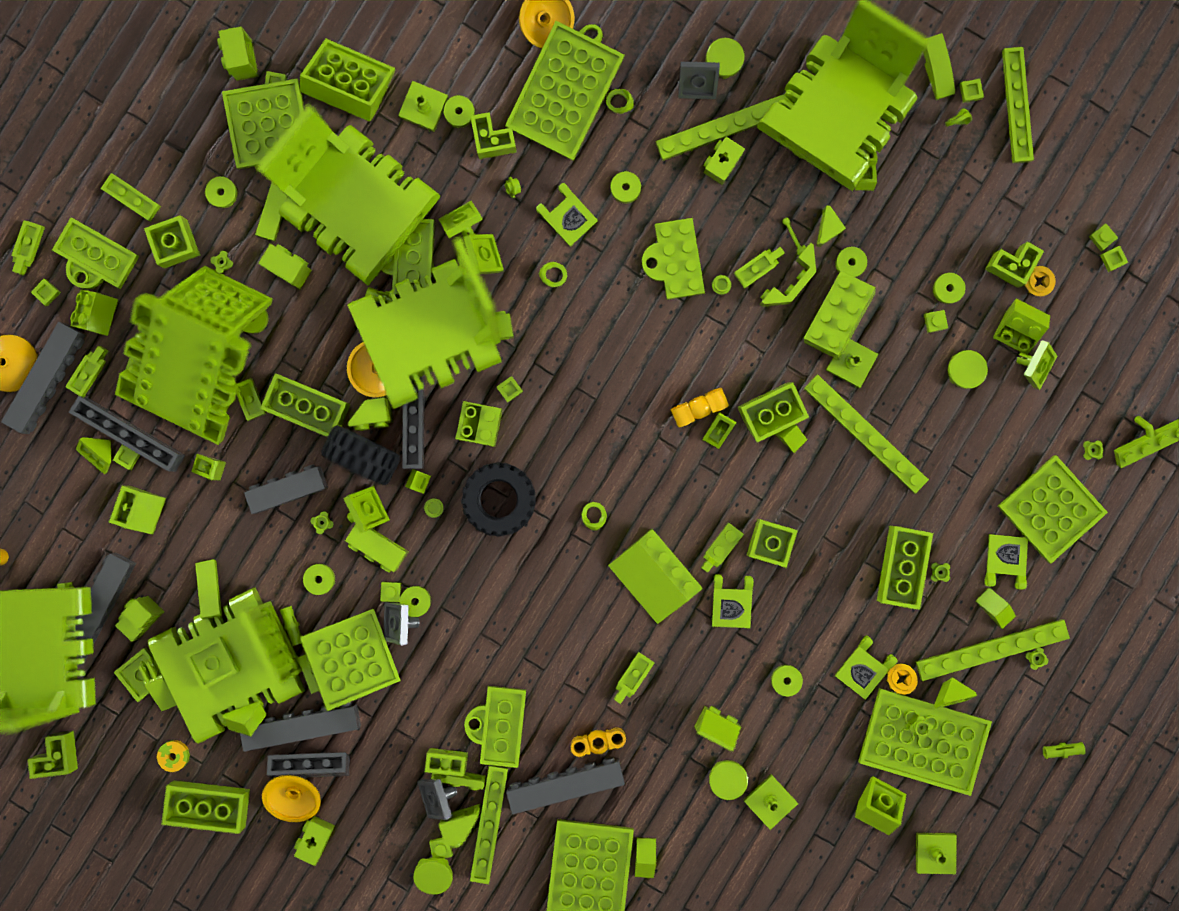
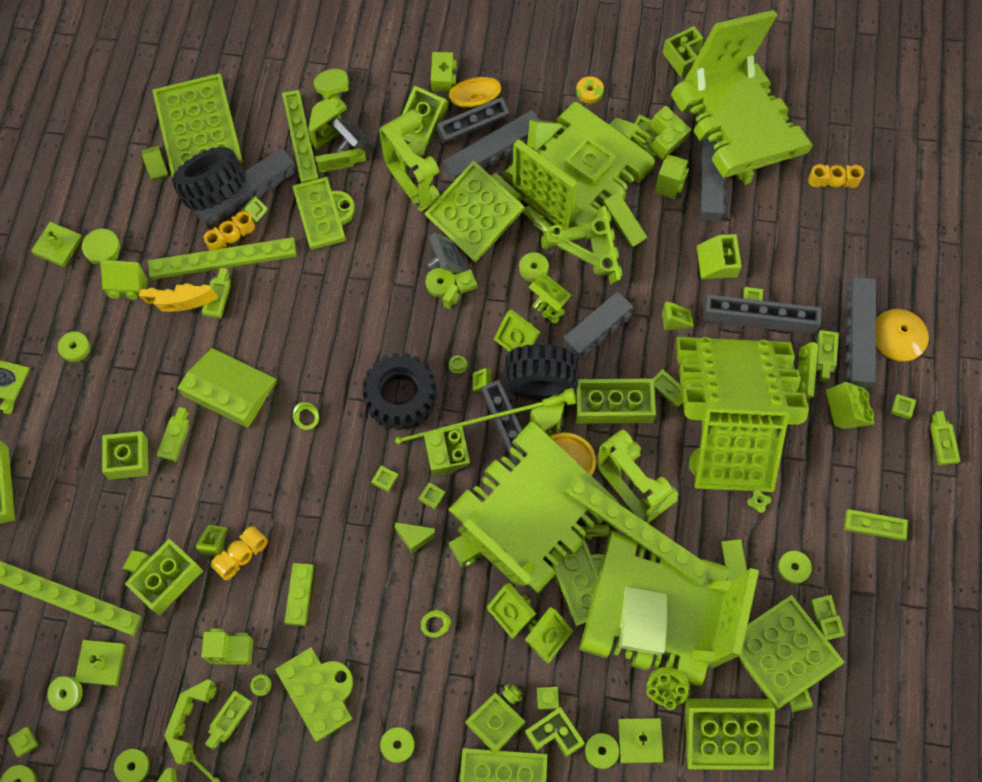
camera: 160 degrees right, 20 degrees down
(94, 256) = (879, 457): lime plate -> none
(96, 452) = (781, 292): lime slope -> none
(112, 364) = (807, 369): none -> lime plate
(115, 664) = (670, 132): none -> lime brick
(172, 241) = (813, 497): lime brick -> none
(205, 806) = (542, 61): lime brick -> none
(216, 138) = (826, 617): none -> lime slope
(238, 53) = (849, 708): lime brick -> none
(241, 567) = (601, 244): none -> lime plate
(281, 263) = (696, 517): lime brick -> none
(316, 540) = (549, 293): none -> lime tile
(329, 316) = (623, 458): none -> lime piece
(342, 270) = (638, 530): none -> lime plate
(347, 416) = (568, 397): none -> lime piece
(357, 794) = (432, 111): none -> lime slope
(374, 189) = (644, 621): none -> yellowish green slope
(377, 548) = (490, 310): lime brick -> none
(380, 134) = (668, 687): none -> lime tile
(400, 754) = (399, 154): none -> lime piece
(410, 578) = (451, 296): none -> lime plate
(446, 762) = (356, 166): lime brick -> none
(484, 172) = (547, 698): none -> lime plate
(537, 168) = (495, 722): none -> lime plate
(539, 357) = (415, 536): none -> lime slope
(545, 423) = (384, 479): none -> lime plate
(564, 757) = (255, 208): none -> lime plate
(569, 218) = (441, 689): lime flag -> none
(602, 818) = (209, 178): none -> black tyre
(615, 717) = (222, 258): none -> lime plate
(660, 350) = (299, 594): none -> lime plate
(666, 683) = (183, 298): none -> yellow slope
(732, 606) = (147, 389): lime flag -> none
(738, 324) = (225, 649): none -> lime brick
(839, 315) = (125, 701): lime brick -> none
(881, 346) = (56, 689): none -> lime piece

